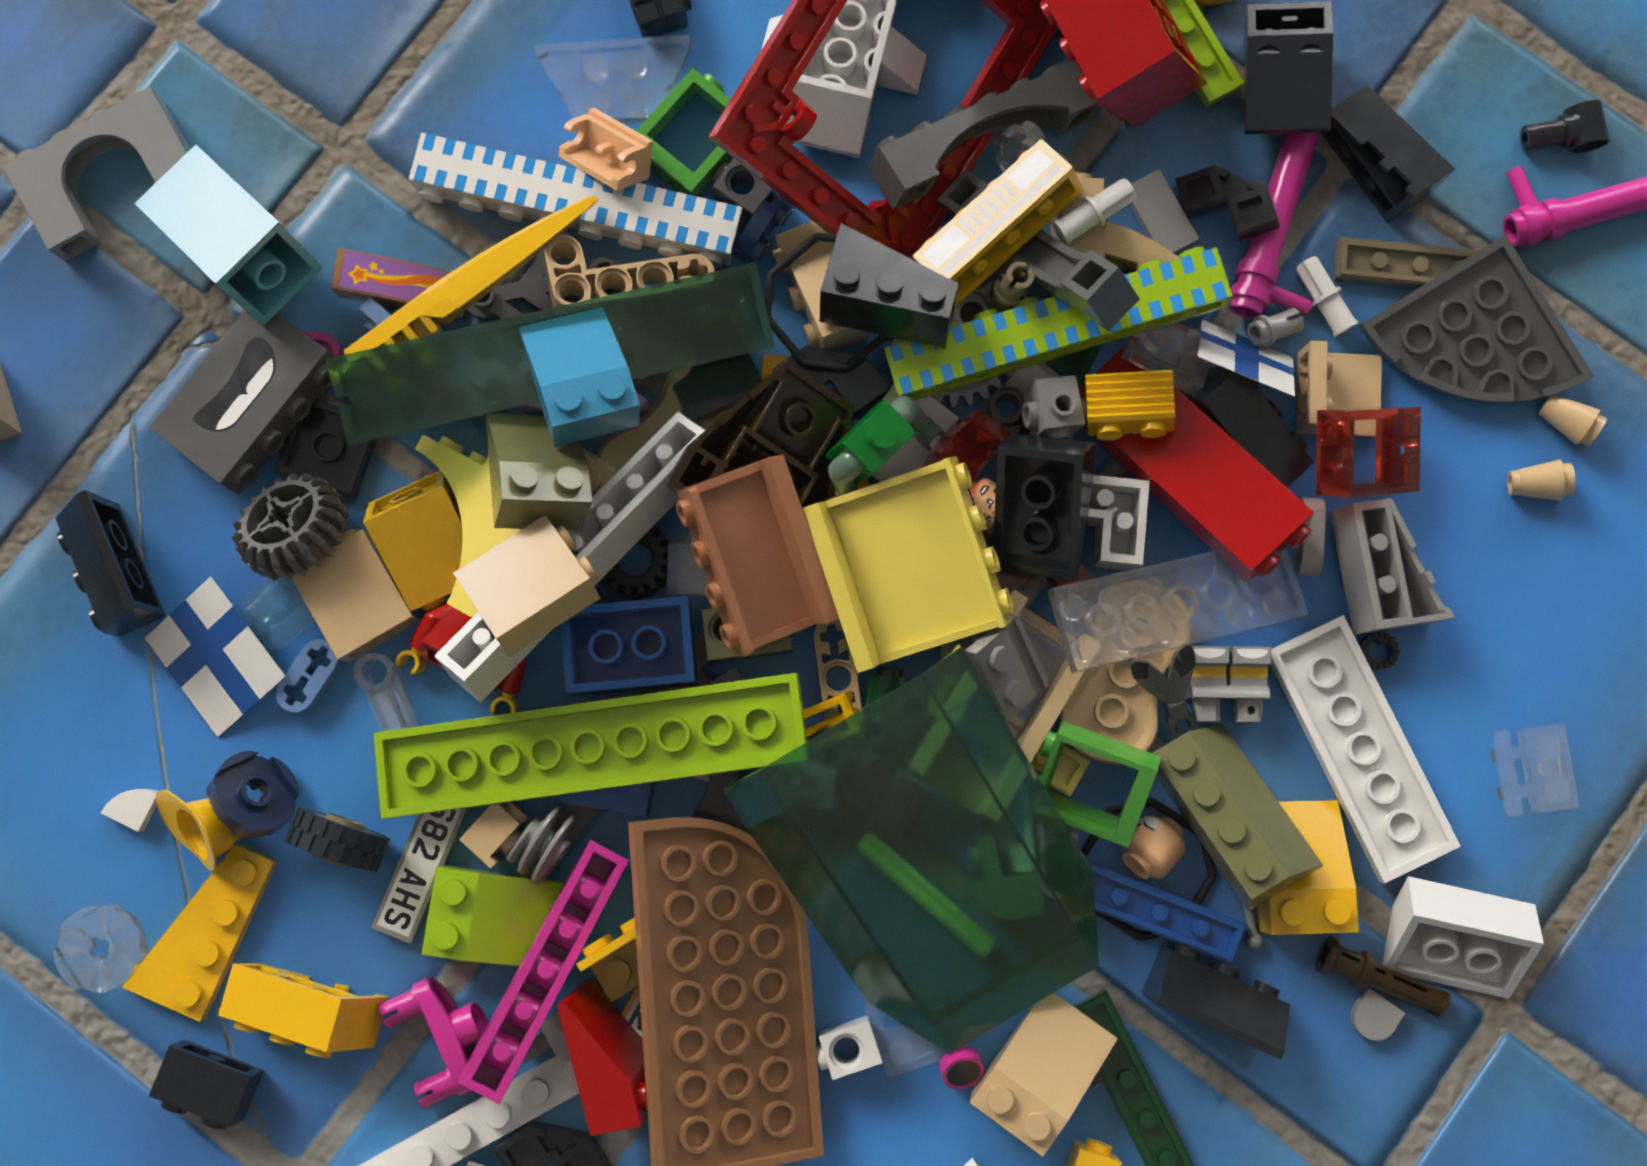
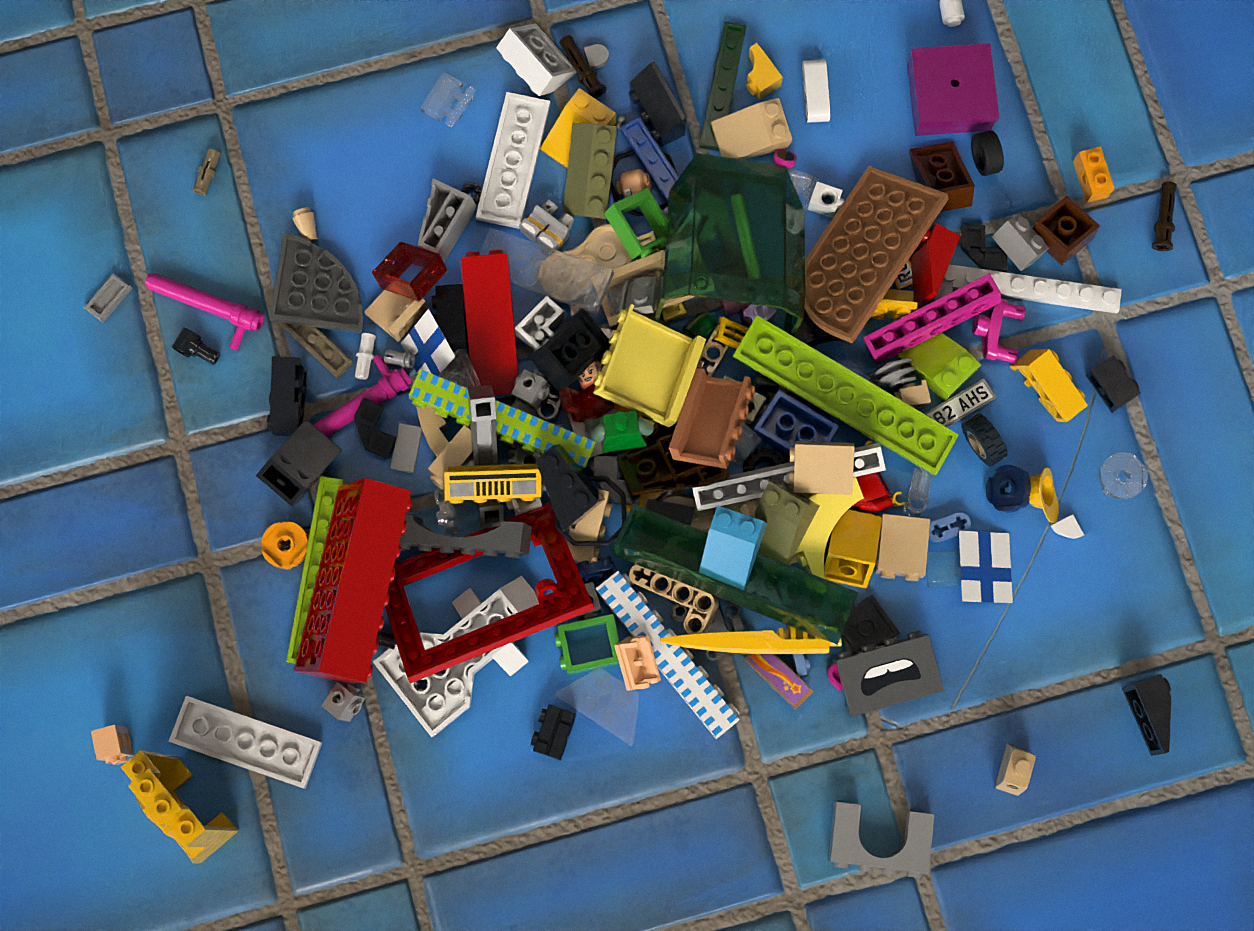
camera: 140 degrees left, 5 degrees down
(107, 564) = (1007, 641): black slope -> none
(199, 946) = (1079, 445): yellow wing -> none
(229, 235) = (844, 749): brick -> none
(290, 526) = (928, 597): dark grey gear -> none
(1011, 287) = (511, 450): dark tan pin -> none
(1094, 210) = (446, 453): white axle -> none
(1130, 404) = (497, 364): yellow brick -> none
(1170, 689) = (574, 239): dark grey piece -> none
(1310, 553) = (454, 265): light grey beam -> none
(1543, 481) = (341, 208): tan cone -> none

